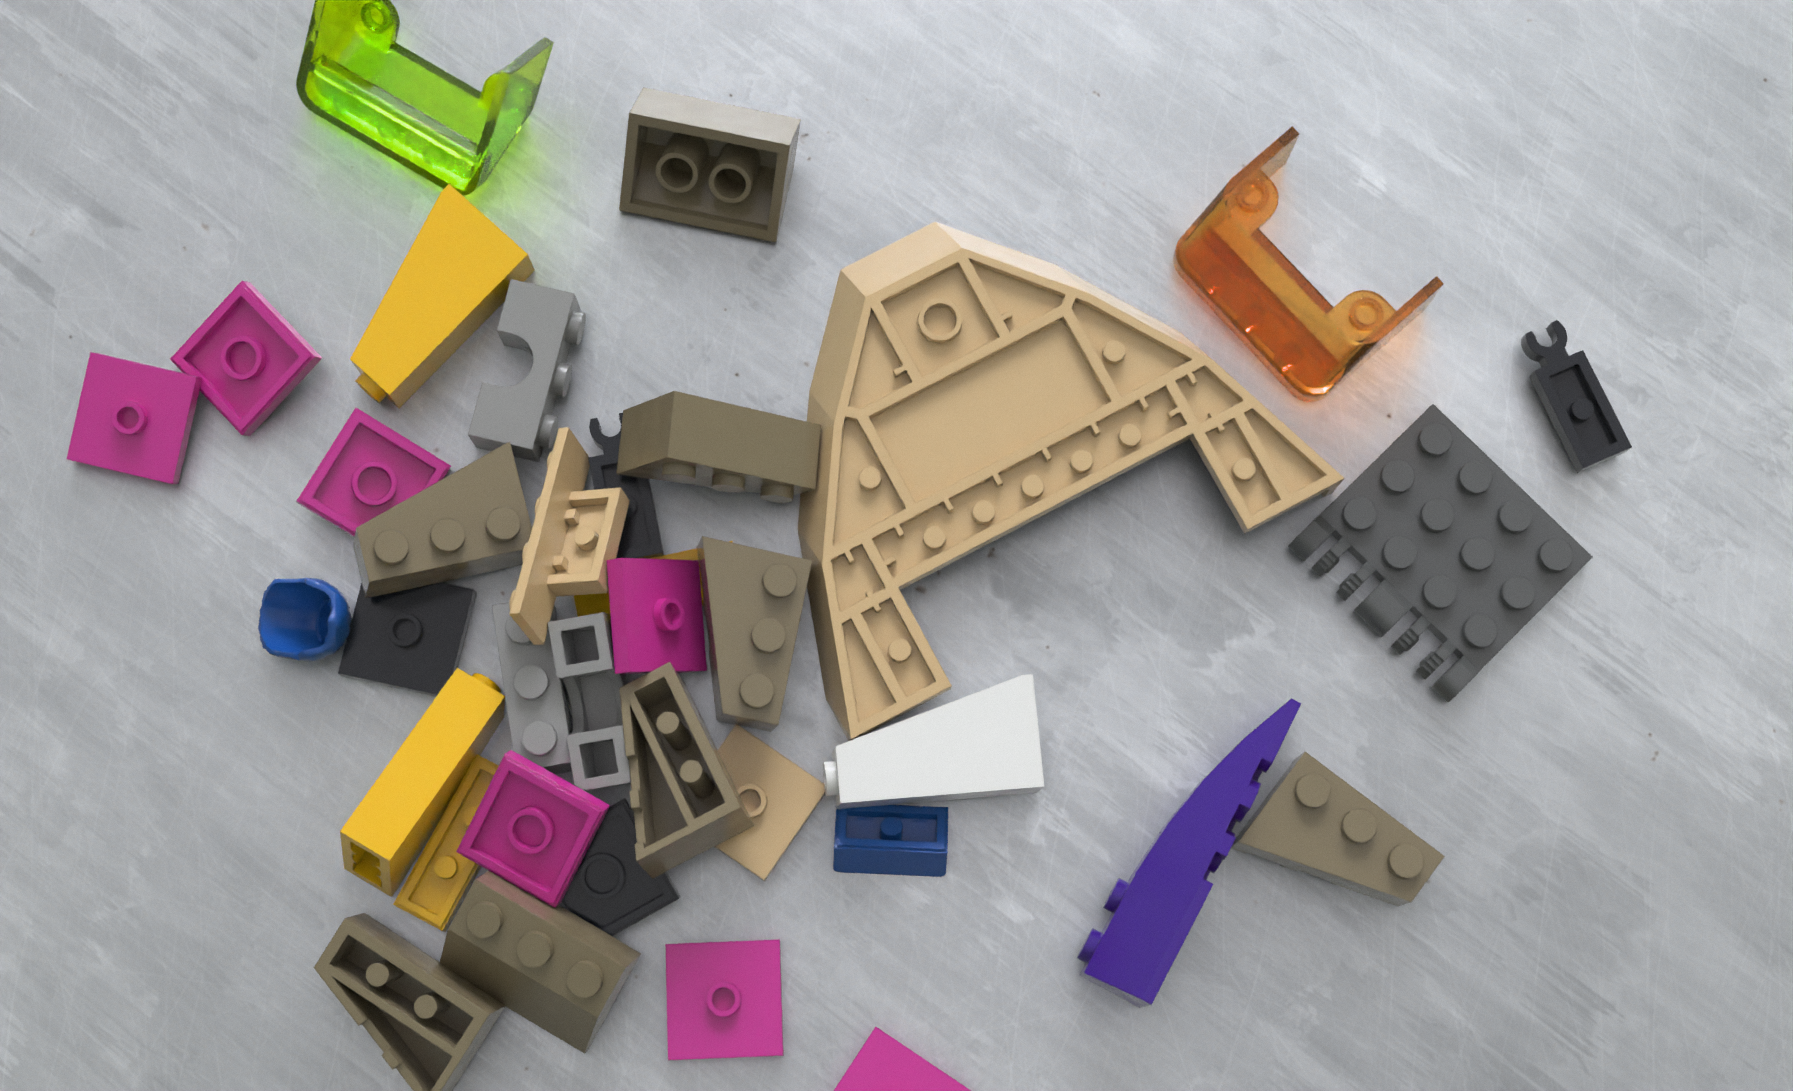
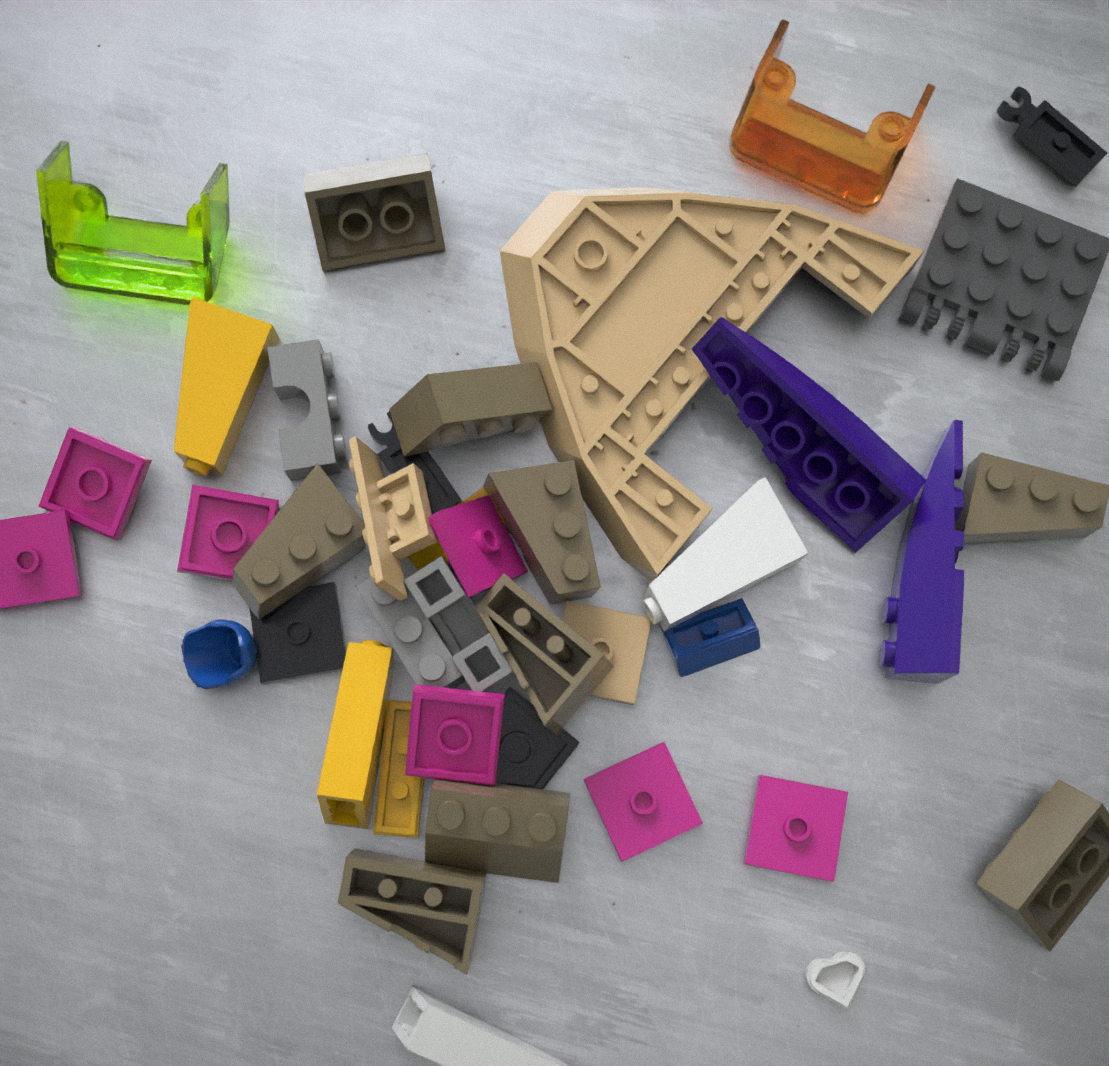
camera: 20 degrees left, 0 degrees up
(1115, 658) = (815, 440): none -> dark purple wedge

